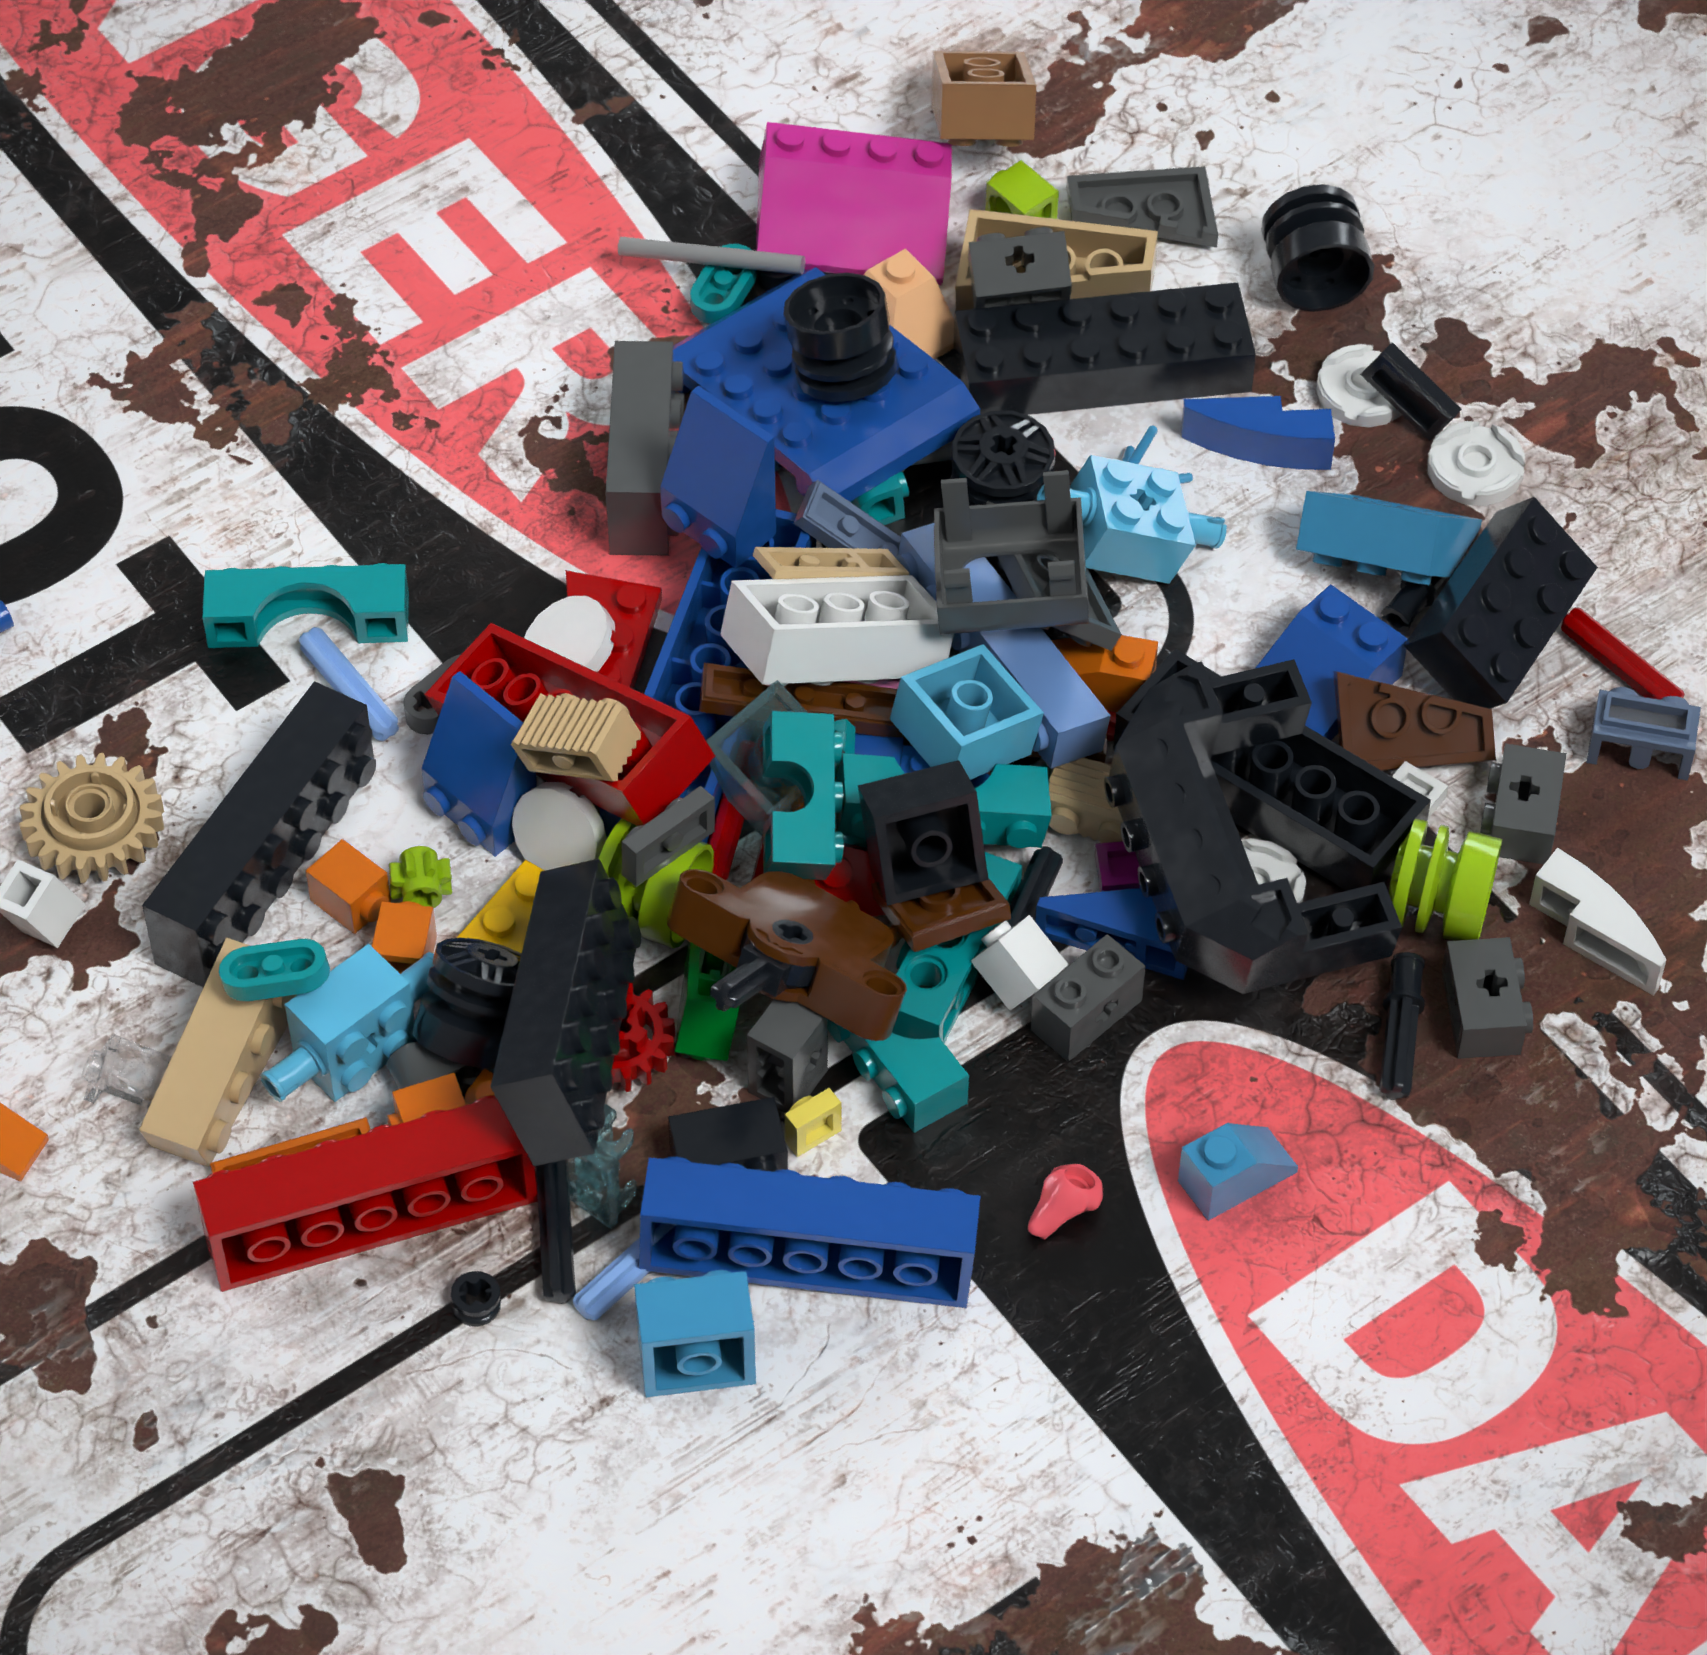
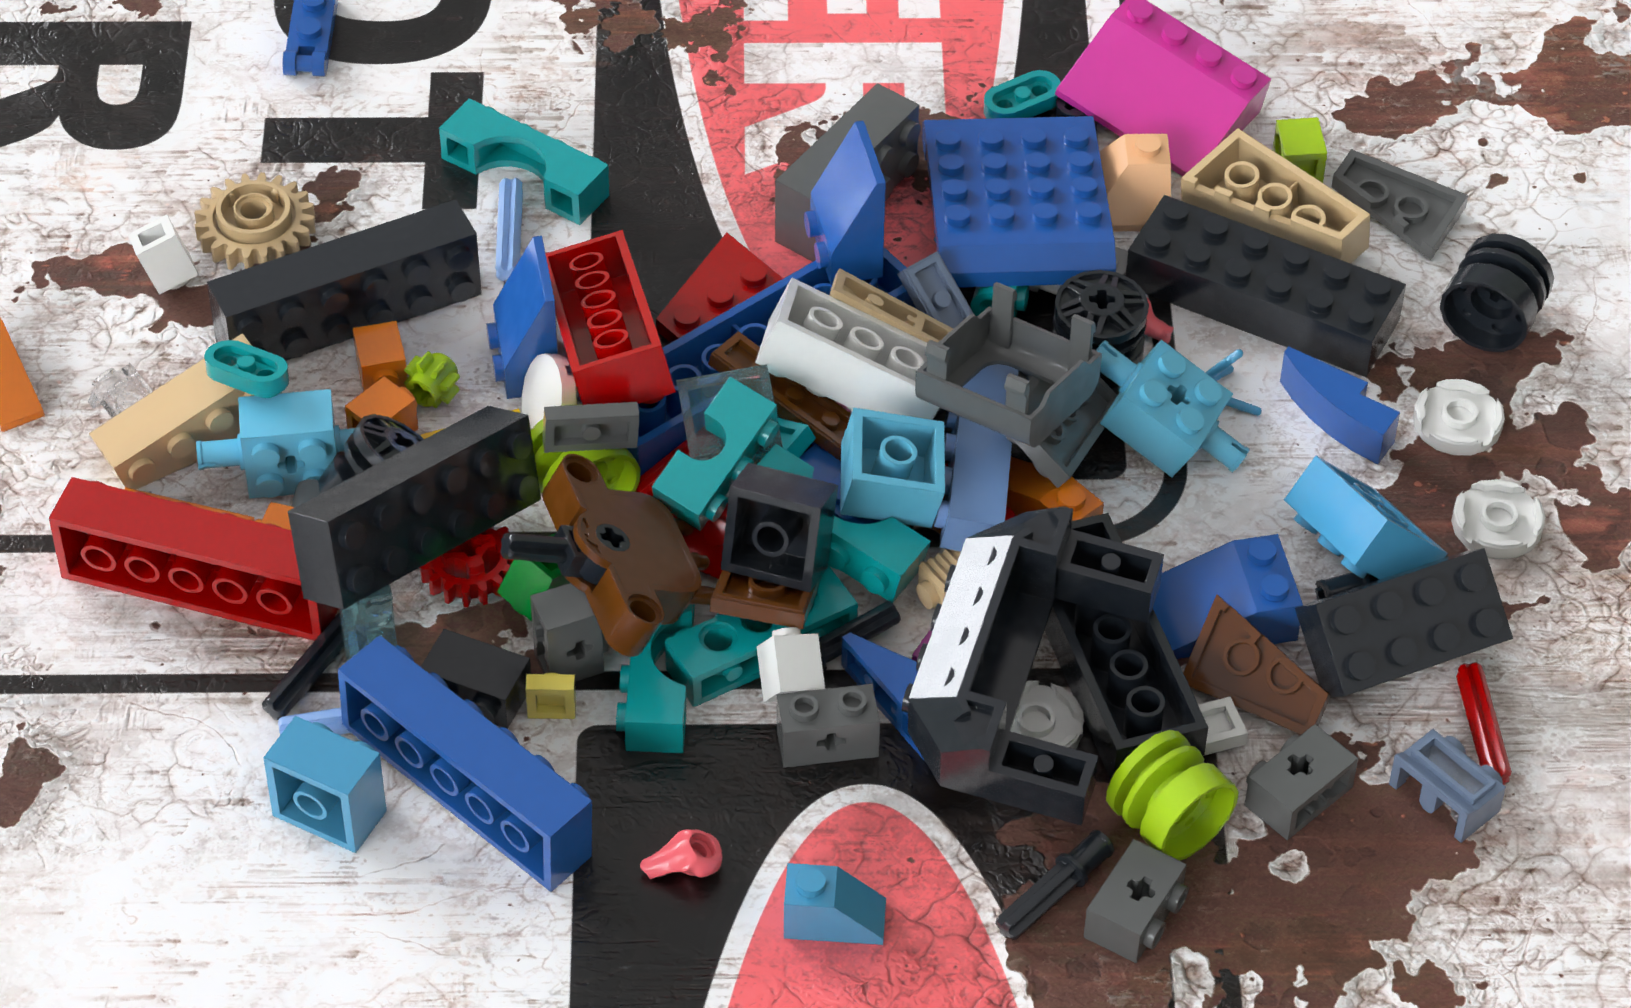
camera: 35 degrees right, 5 degrees down
(477, 1313) = (206, 686): black bush -> none
(576, 630) = (680, 278): white tile -> none
(576, 737) = (575, 319): tan brick -> none
(711, 255) = (1024, 71): light grey bar -> none
(840, 337) = (1035, 157): black wheel -> none
(983, 97) = (1323, 56): medium nougat brick -> none
(997, 281) = (1243, 201): dark grey brick -> none
(1411, 391) = (1479, 433): black tile -> none
(1598, 921) = (1277, 894): white slope -> none

